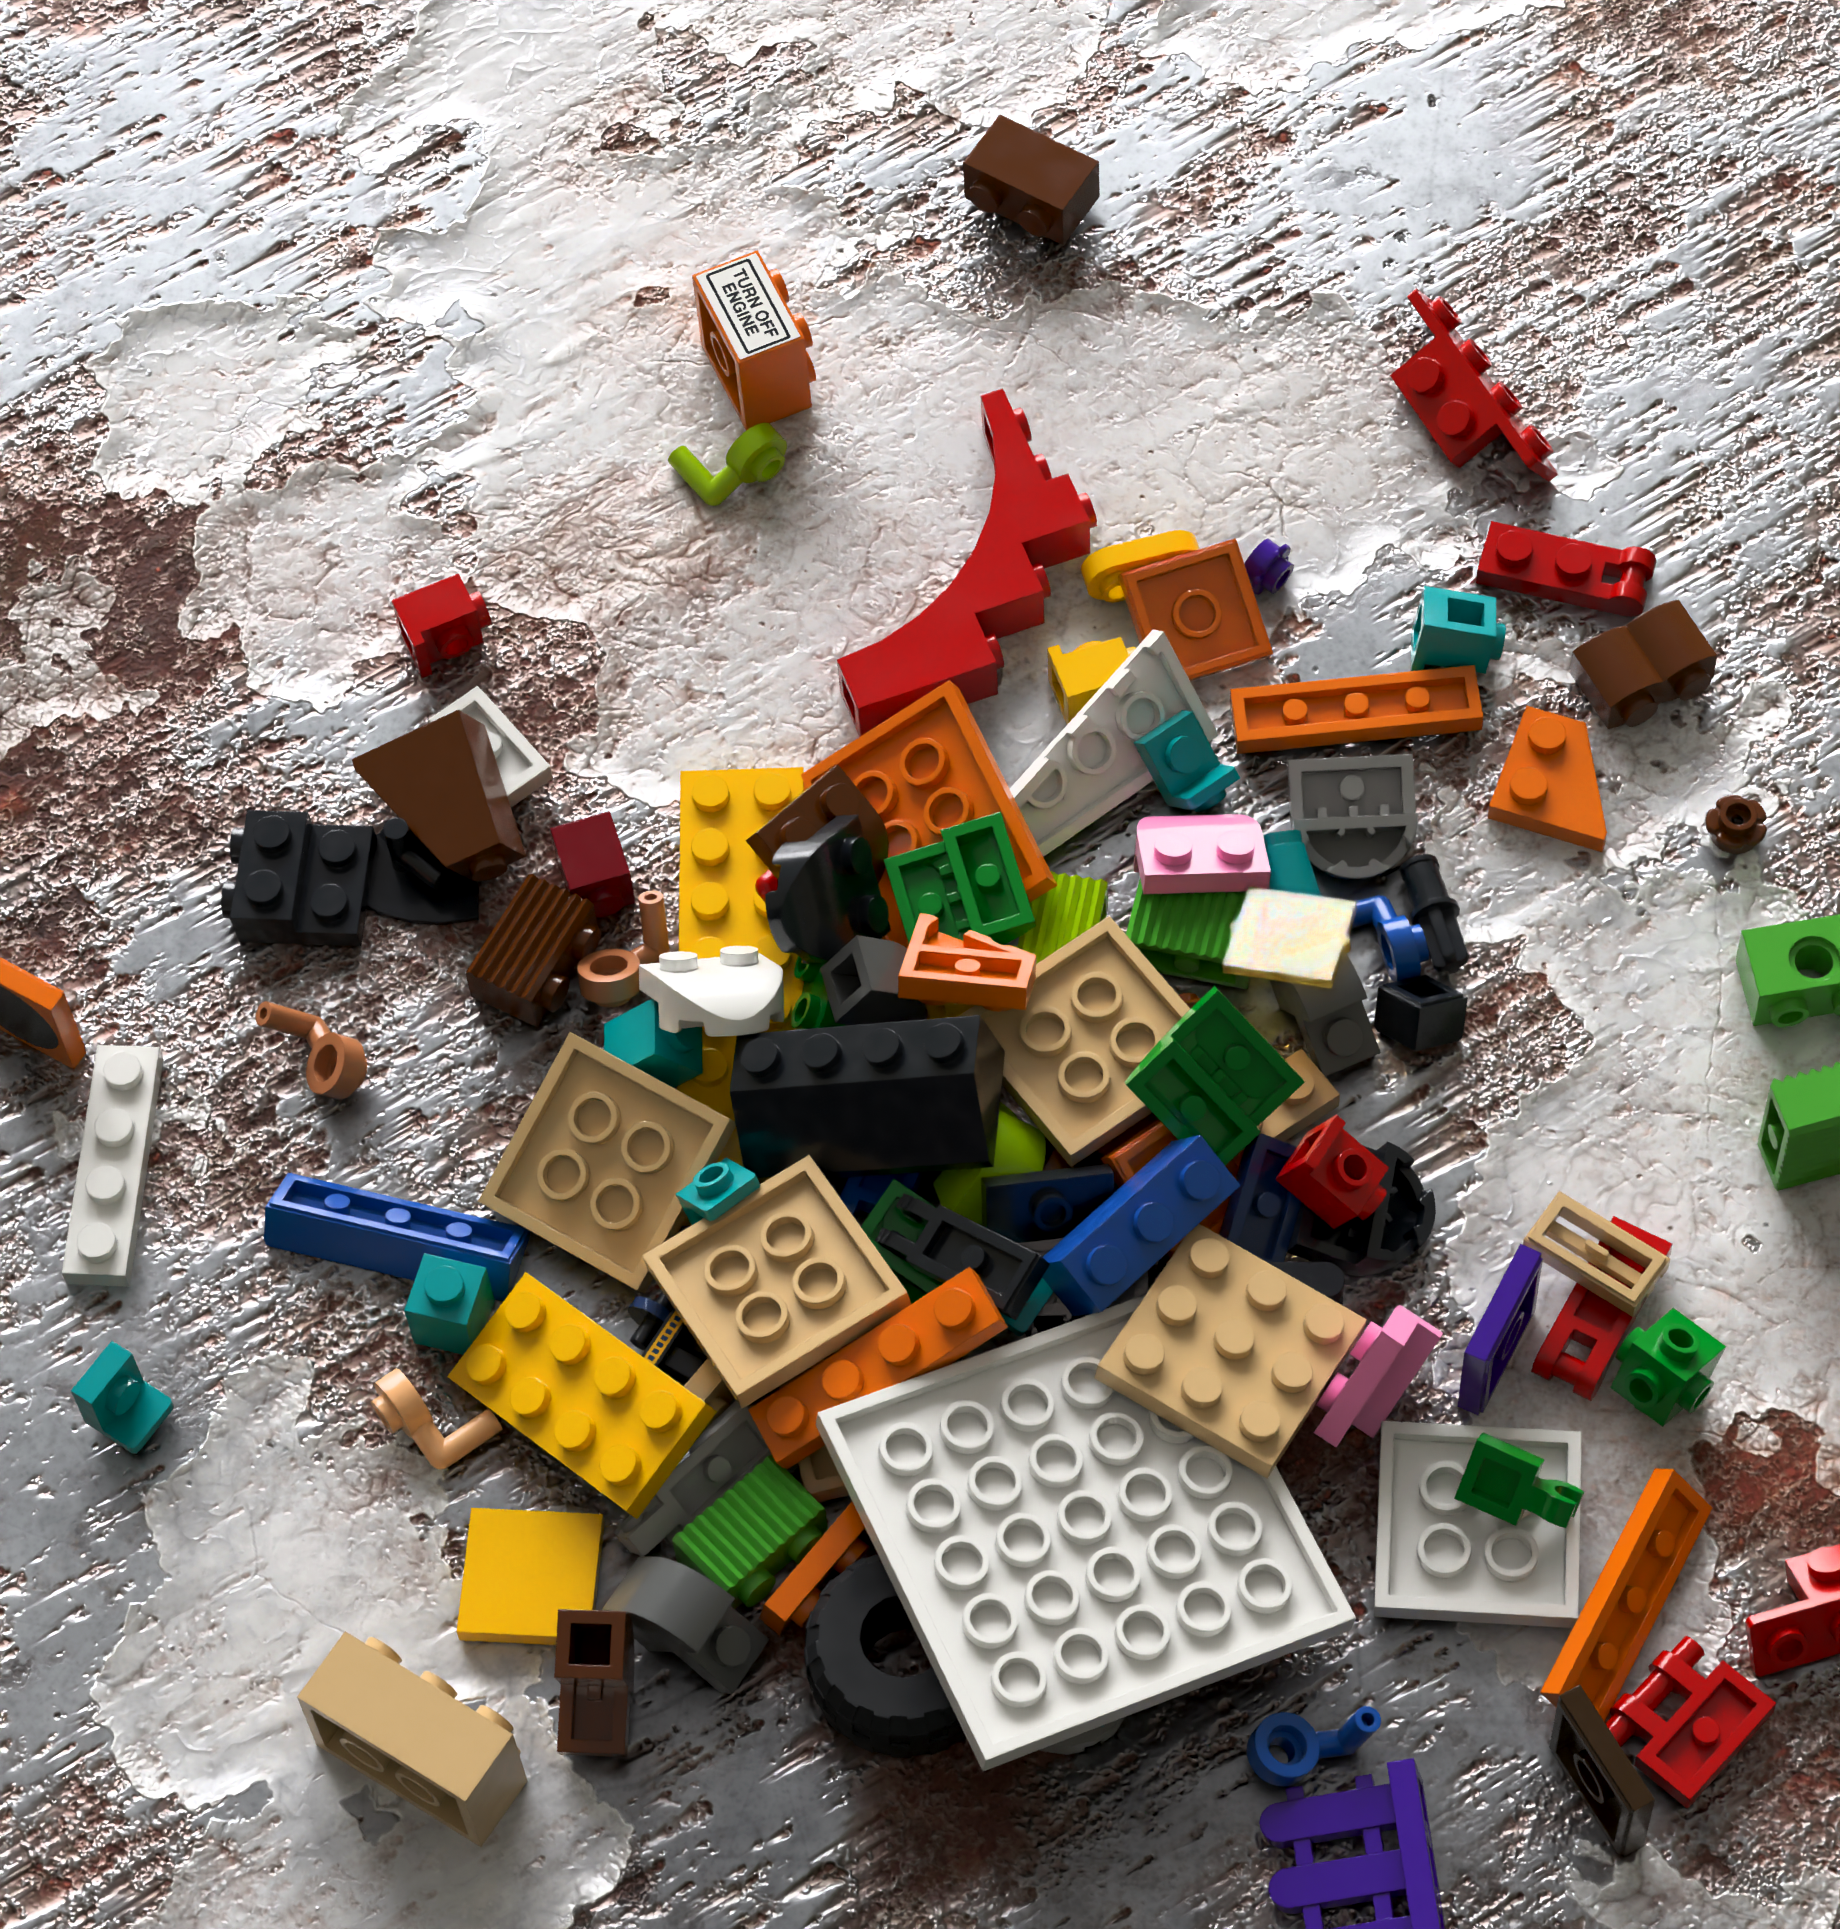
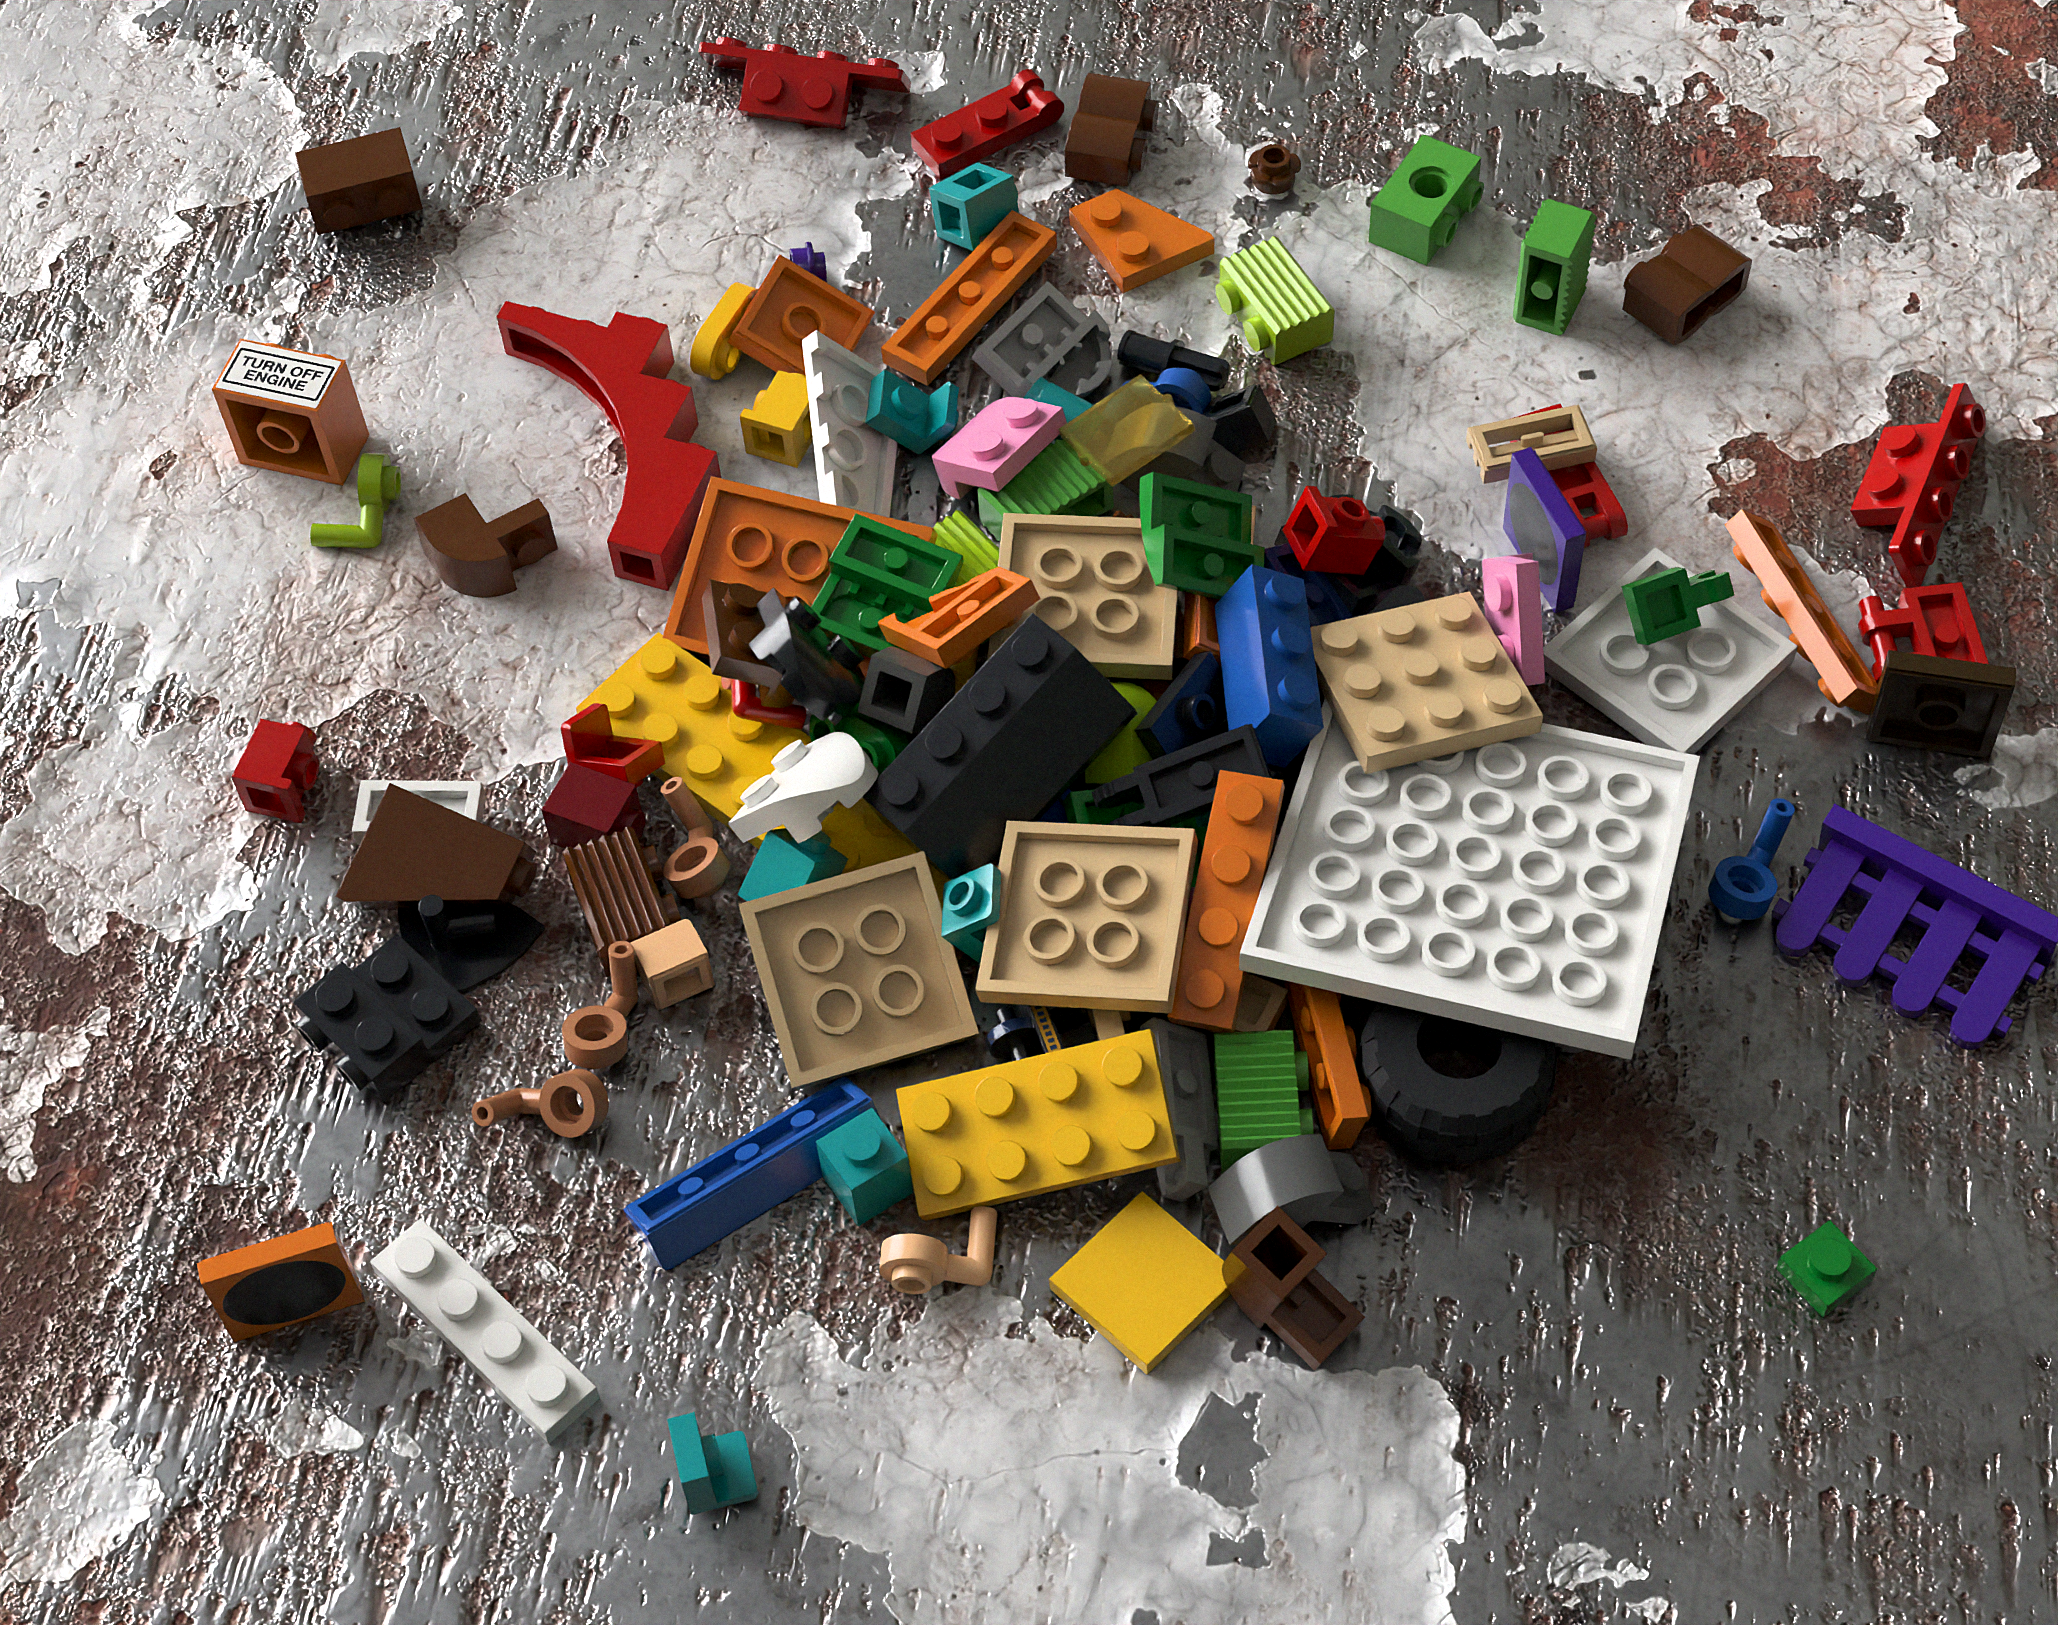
camera: 50 degrees left, 5 degrees down
(414, 1736) = (1228, 1448): tan brick -> none
(421, 1027) = (598, 1034): none -> nougat plate
(508, 1031) = (673, 964): none -> light nougat slope
(651, 826) = (591, 744): none -> red bracket
(759, 580) = (480, 555): none -> reddish brown brick
(1574, 939) = (1274, 301): none -> lime brick
(1667, 1367) = (1654, 466): green brick -> none

